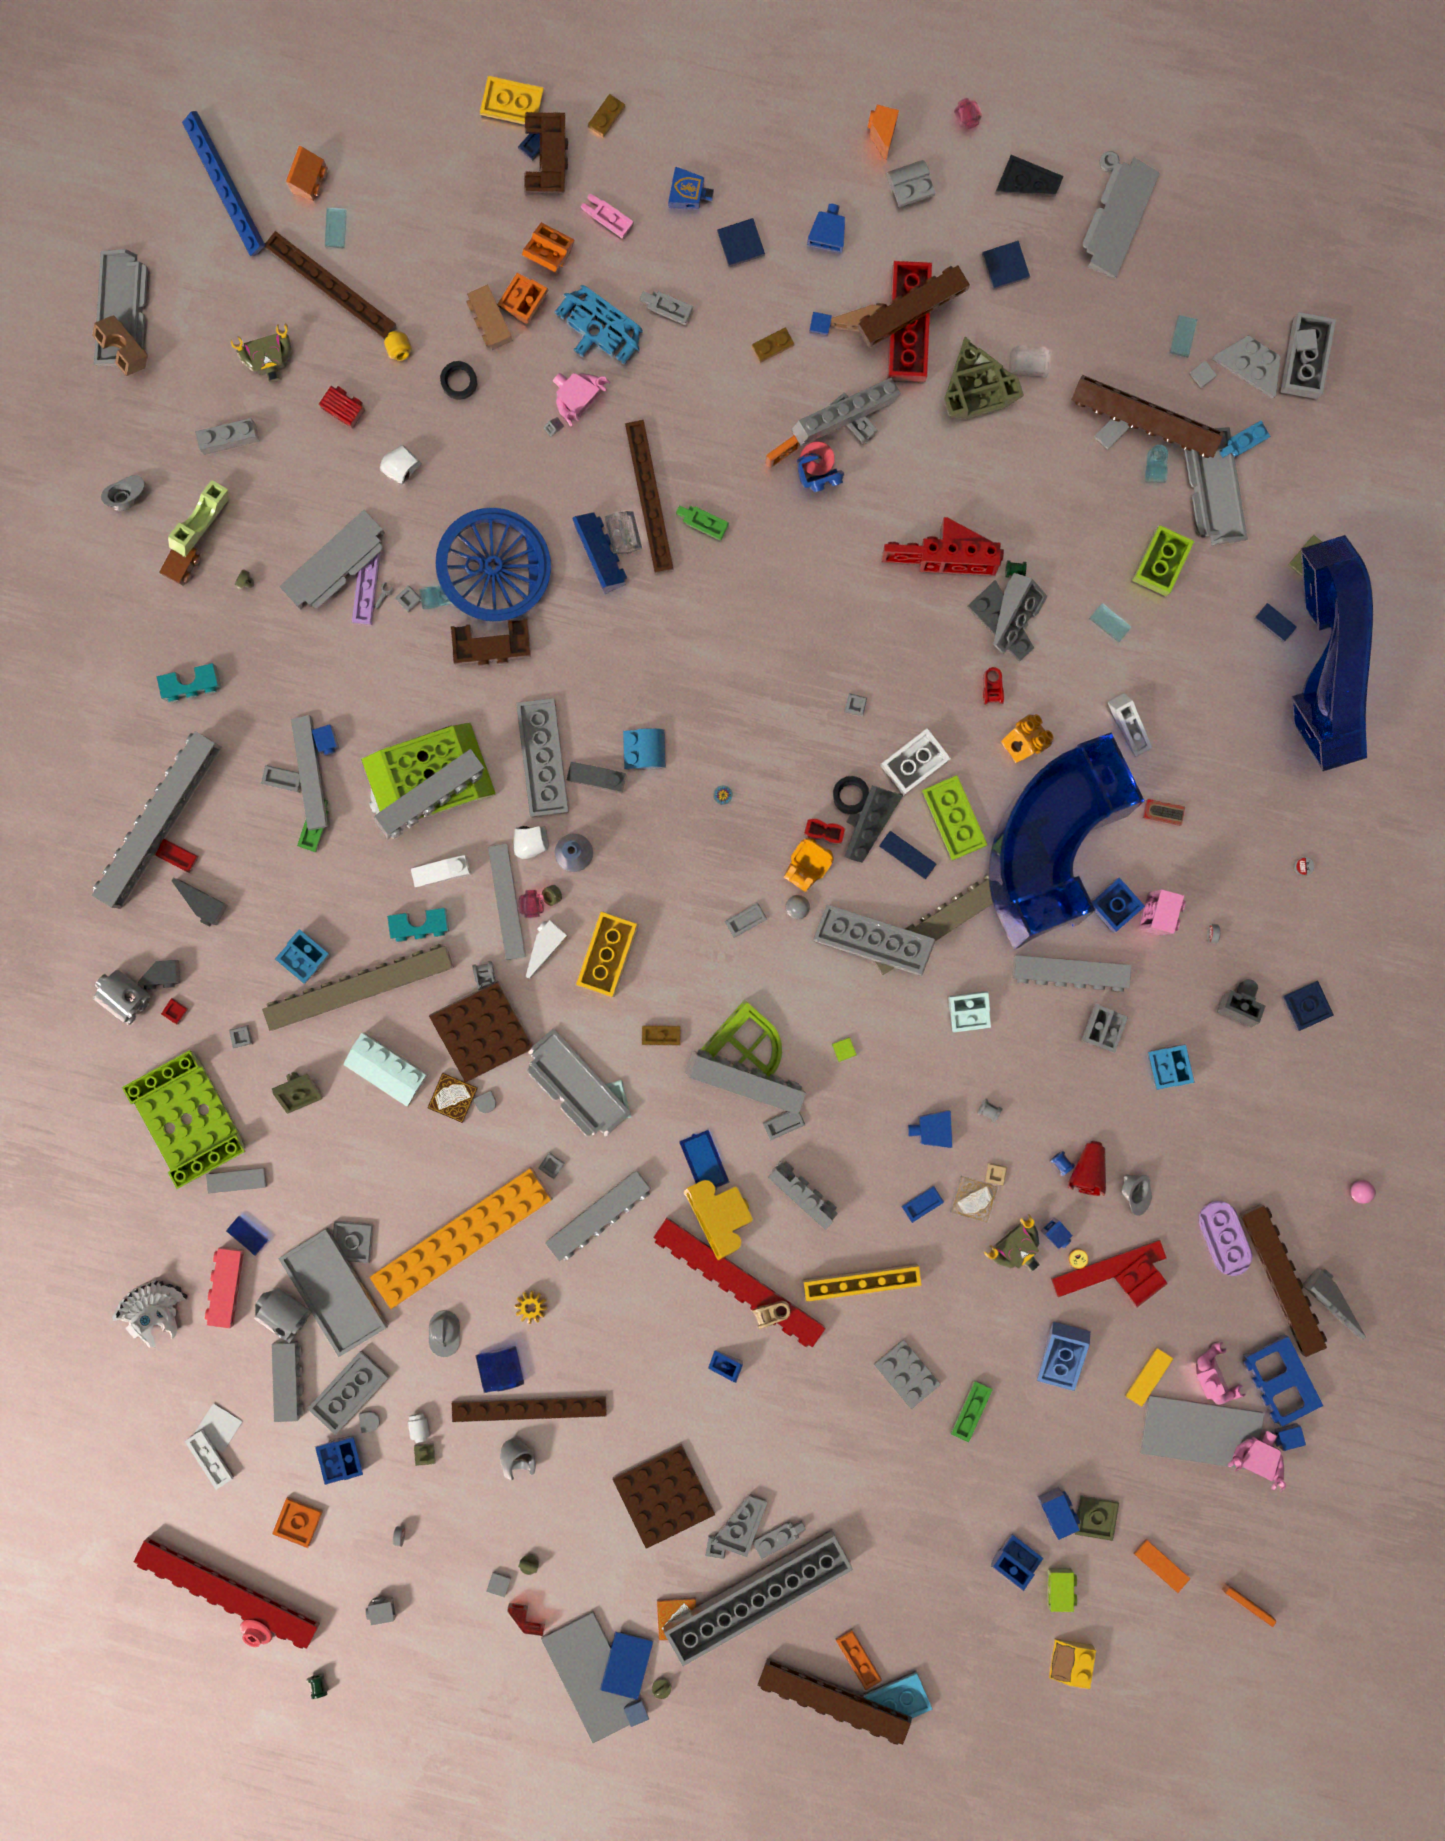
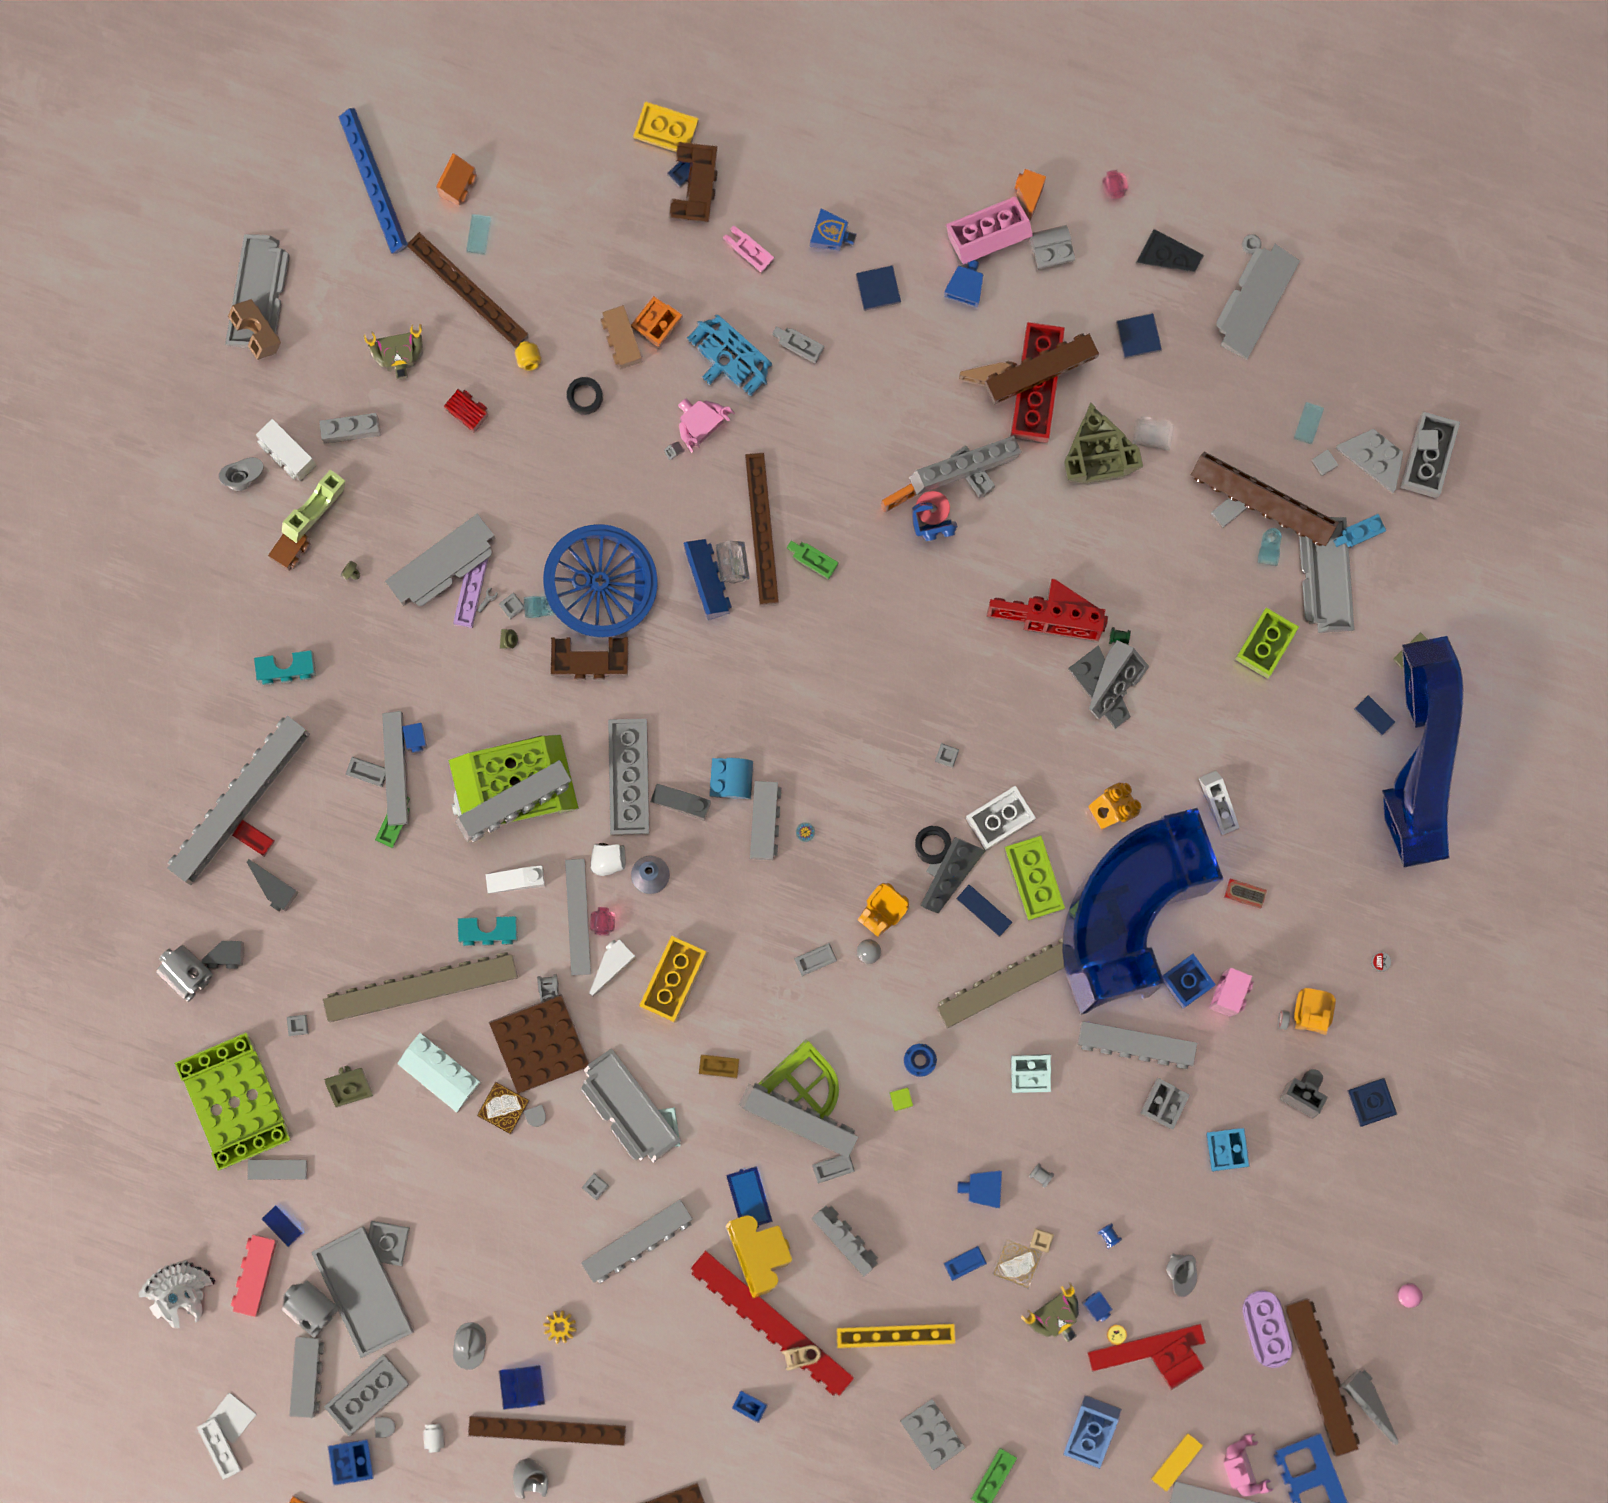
camera: 10 degrees right, 5 degrees down
(164, 465) = (285, 451): none -> white brick
(174, 1011) = (234, 993): red tile -> none
(302, 956) = (368, 951): dark azure brick -> none
(399, 464) = (517, 472): white piece -> none
(408, 632) = (508, 638): none -> olive plate
(424, 1454) = (437, 1466): olive tile -> none
(461, 1238) = (496, 1249): light orange brick -> none
(548, 247) = (687, 274): orange brick -> none
(552, 895) = (624, 914): olive tile -> none
(606, 115) = (757, 150): pearl gold plate -> none
(680, 787) = (764, 819): none -> light grey brick
(773, 344) = (900, 391): pearl gold plate -> none
(820, 323) = (949, 375): blue tile -> none
(830, 833) = (908, 880): red brick -> none
(846, 171) = (989, 230): none -> bright pink brick
(869, 1009) = (912, 1067): none -> blue piece
(874, 940) = (942, 991): light grey plate -> none
(993, 688) = (1085, 752): red piece -> none
(1090, 1171) = (1136, 1246): red cone -> none
(1110, 622) = (1209, 699): clear light blue tile -> none
(1243, 921) = (1314, 1010): none -> light orange piece

